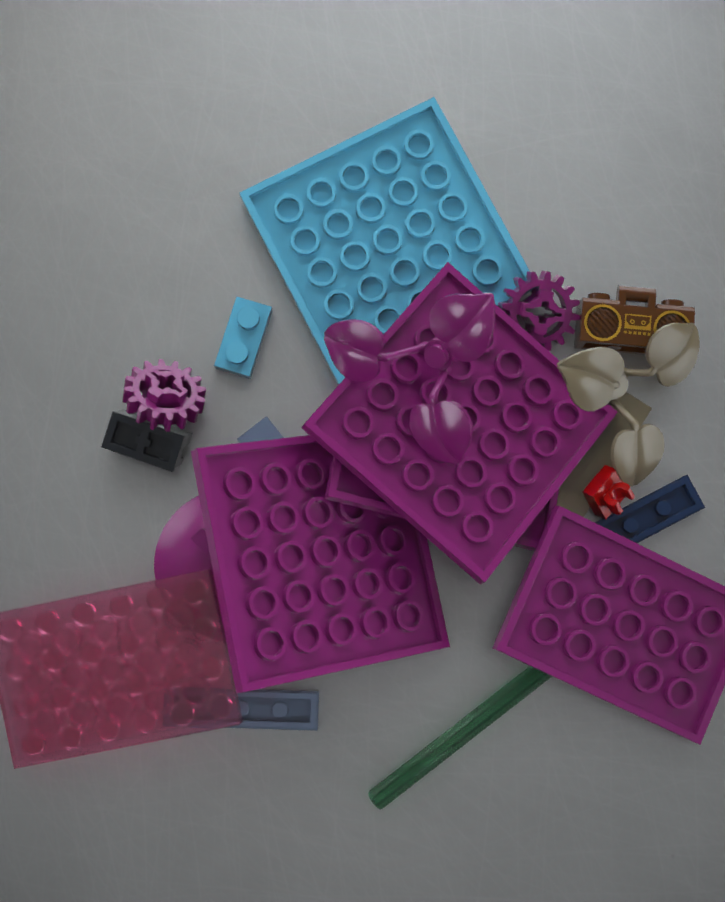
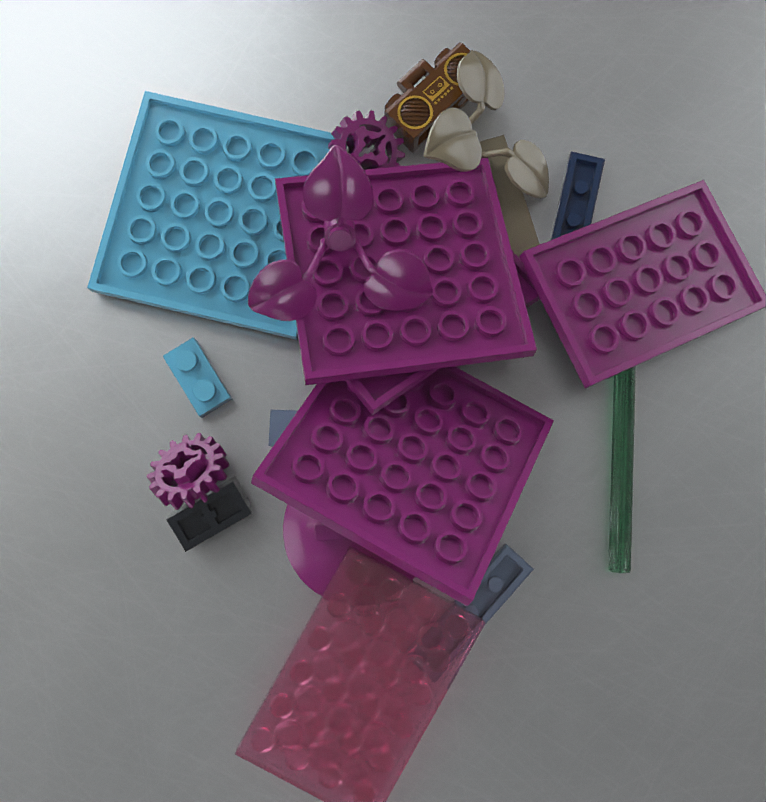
camera: 45 degrees left, 0 degrees up
(607, 492) = (537, 214): red tile -> none

